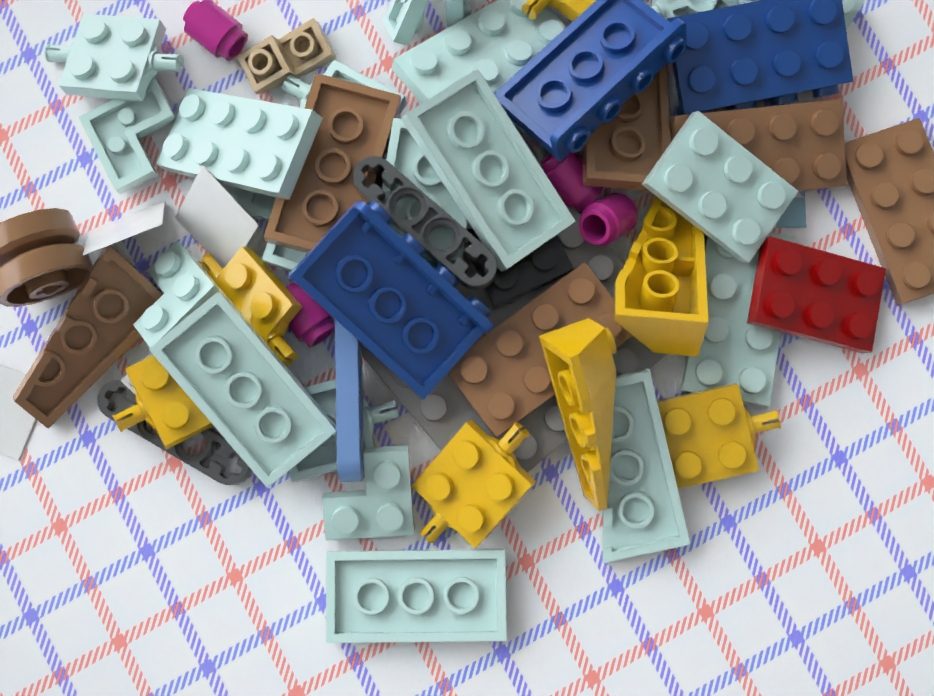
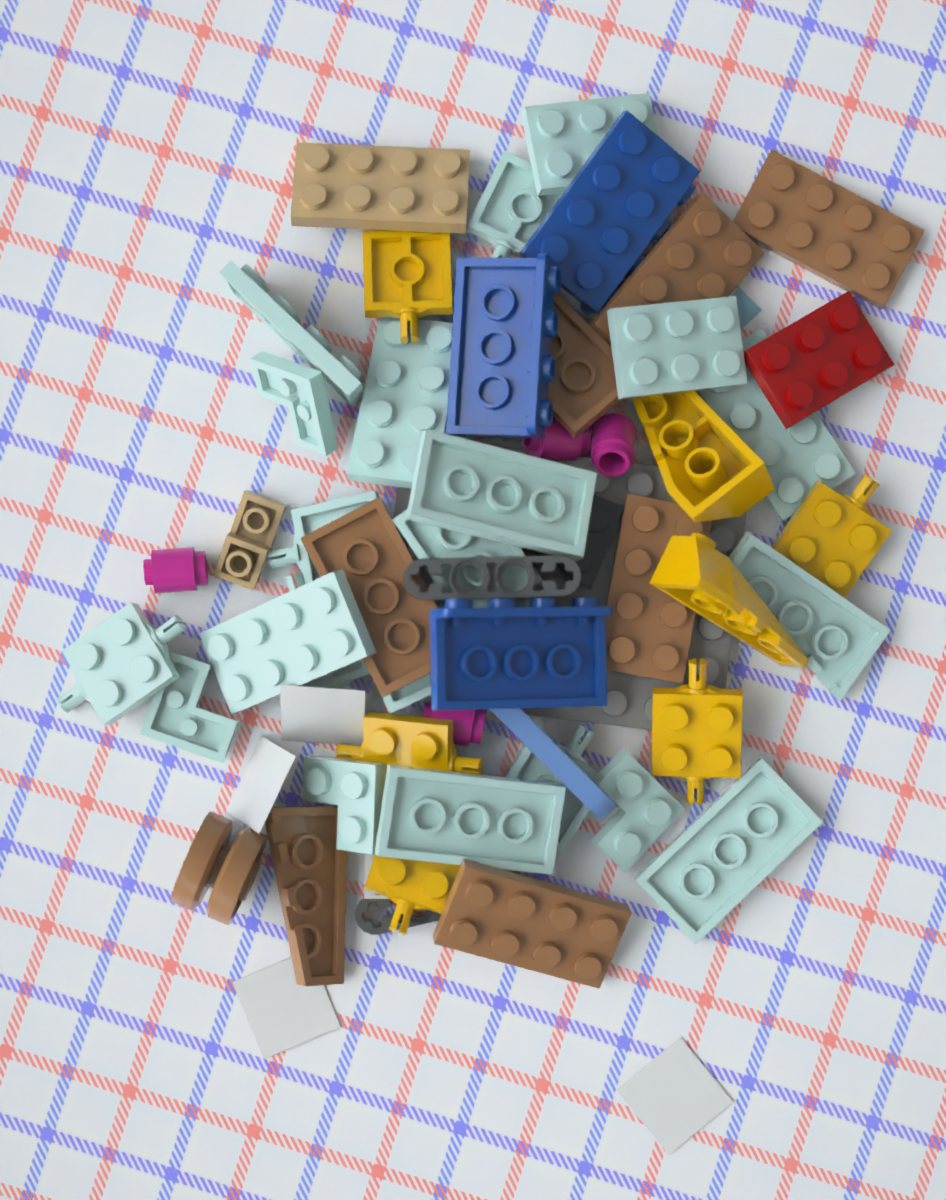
camera: 50 degrees left, 5 degrees up
(218, 510) = (531, 923): none -> medium nougat plate

